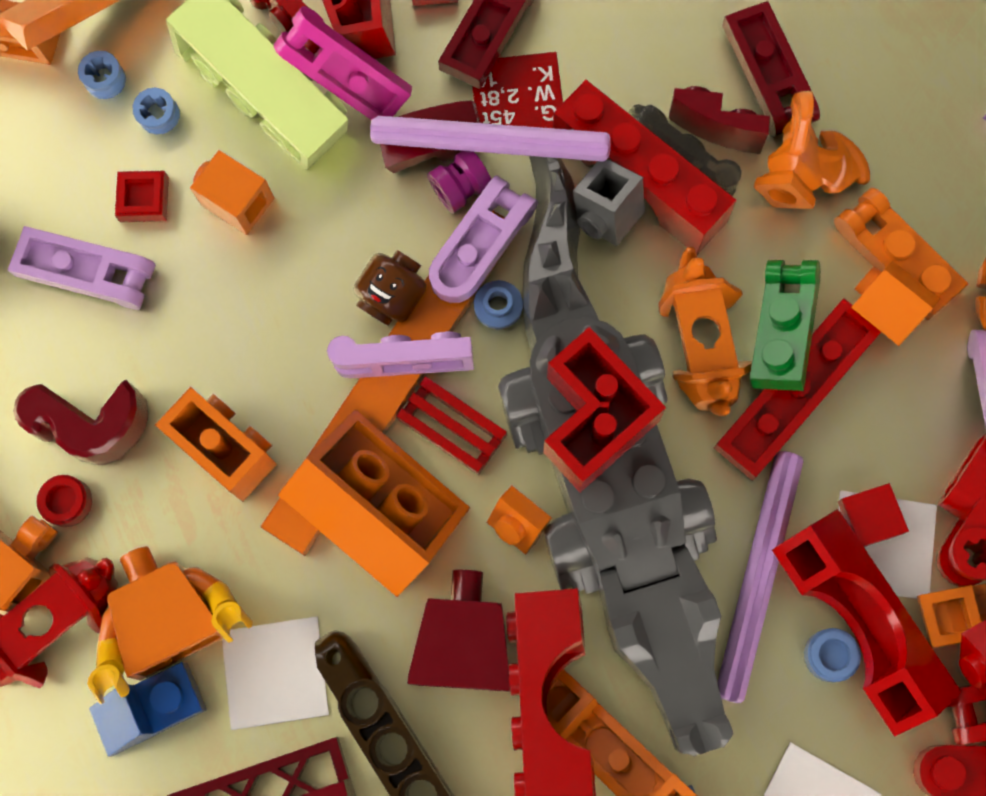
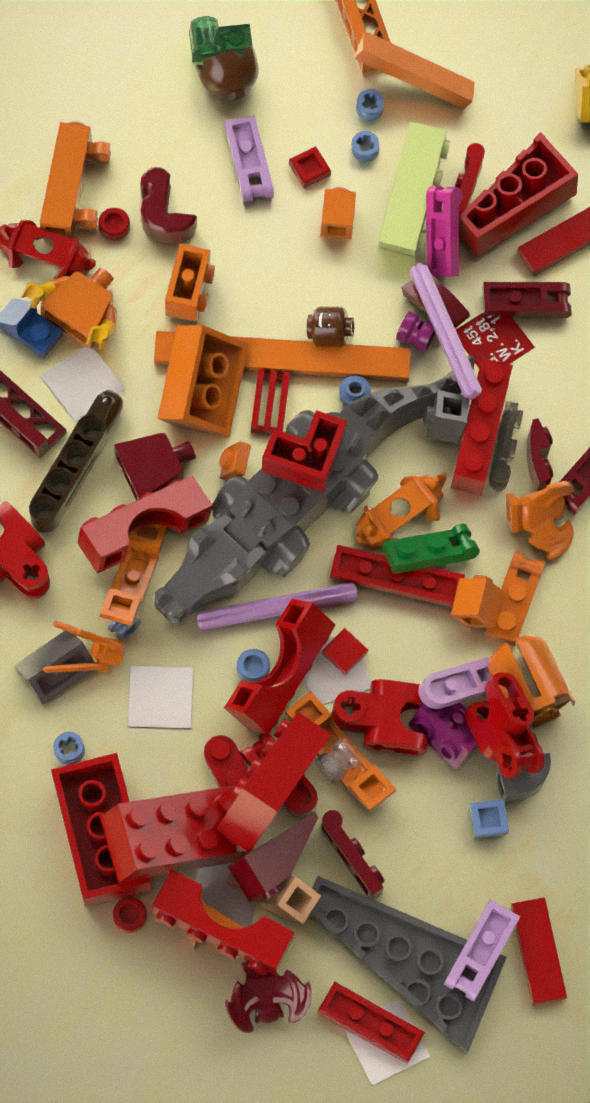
camera: 50 degrees right, 5 degrees down
(401, 356) = (292, 351): lavender plate -> none
(479, 241) = (384, 359): lavender plate -> none

